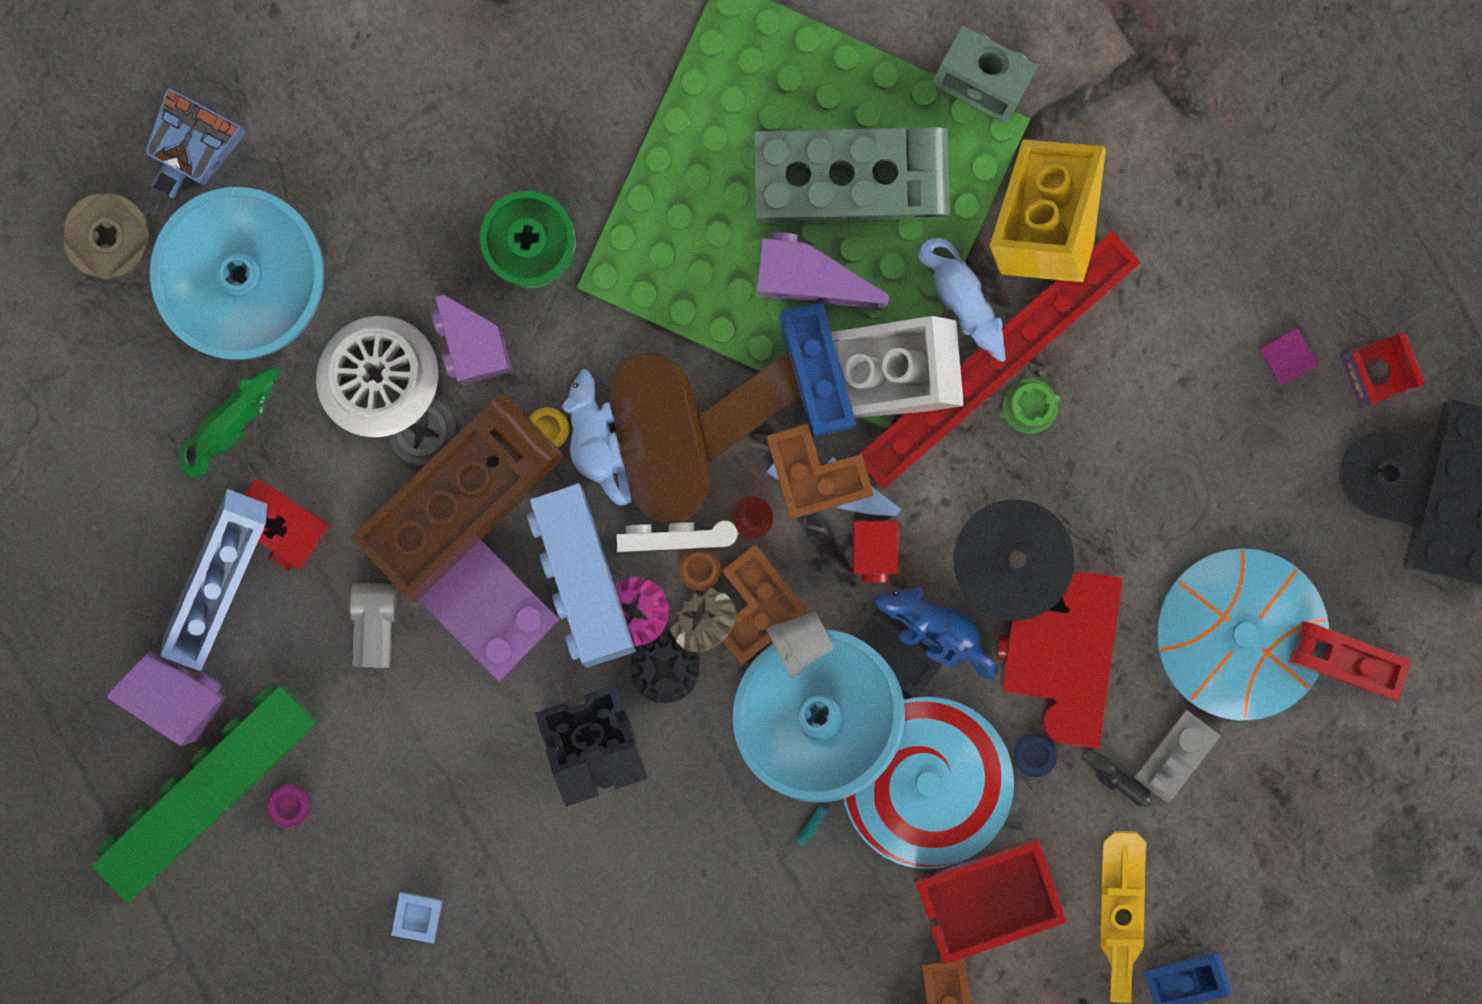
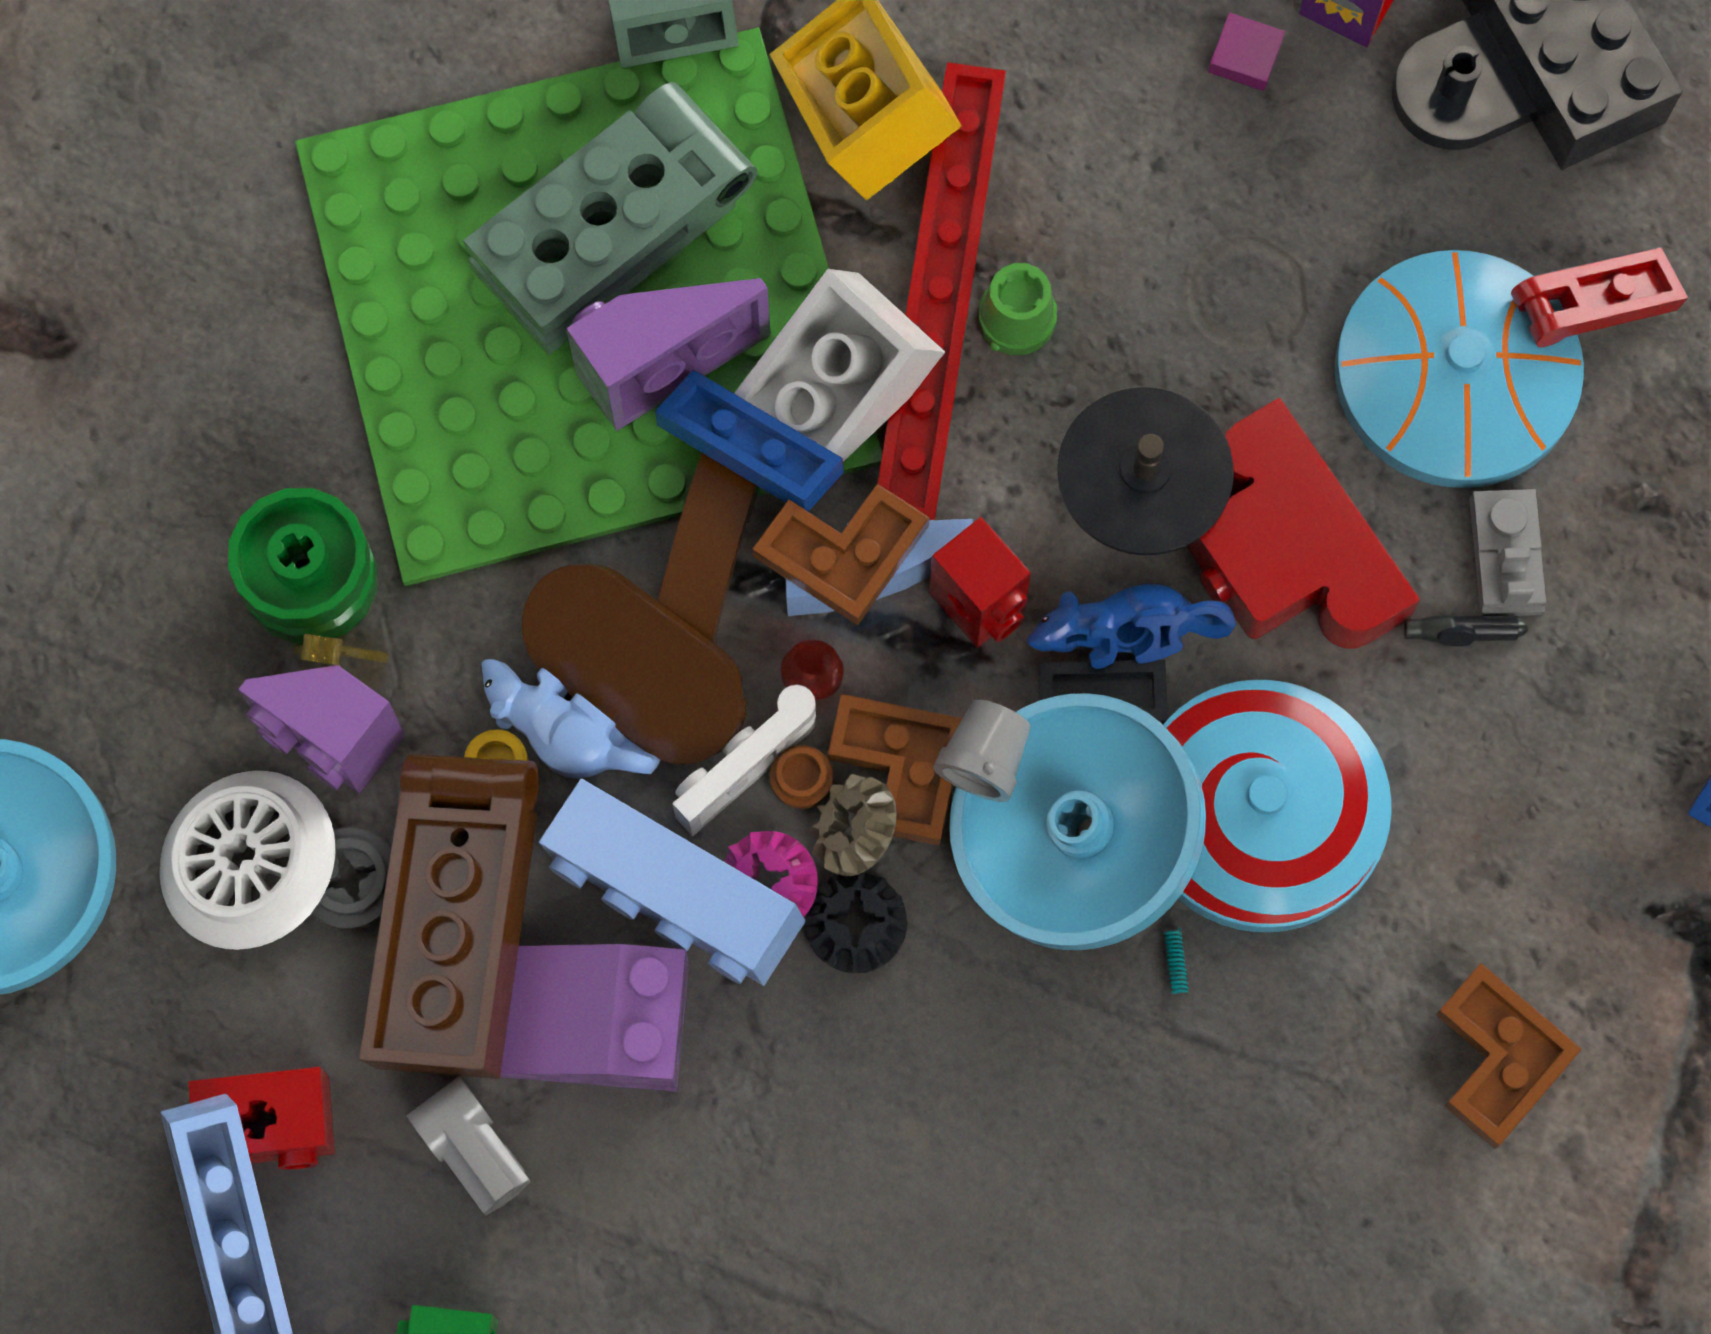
camera: 40 degrees left, 15 degrees down
(225, 425) = (105, 1059): green animal -> none
(501, 307) = (330, 650): none -> clear yellow piece
(591, 745) = (845, 1066): black brick -> none
(961, 292) = (838, 241): light blue animal -> none
(990, 900) = (1451, 869): red piece -> none
(1035, 755) = (1354, 677): dark blue tile -> none
(1122, 889) = (1579, 746): yellow piece -> none

